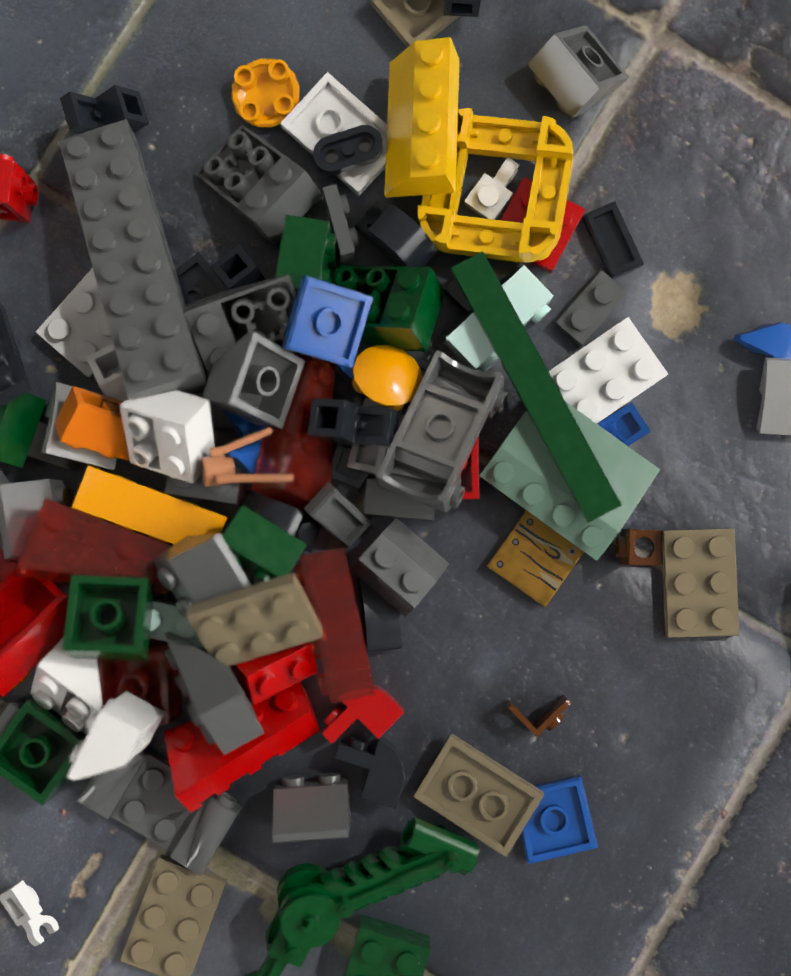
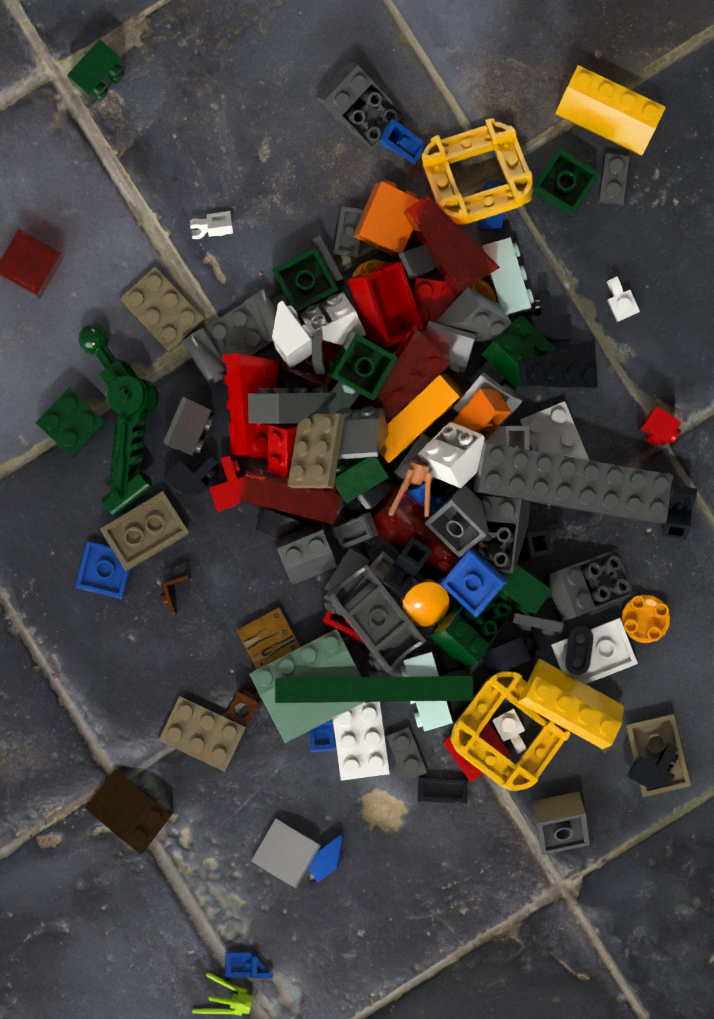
camera: 115 degrees right, 0 degrees up
(121, 686) = (318, 355): none -> dark grey tile

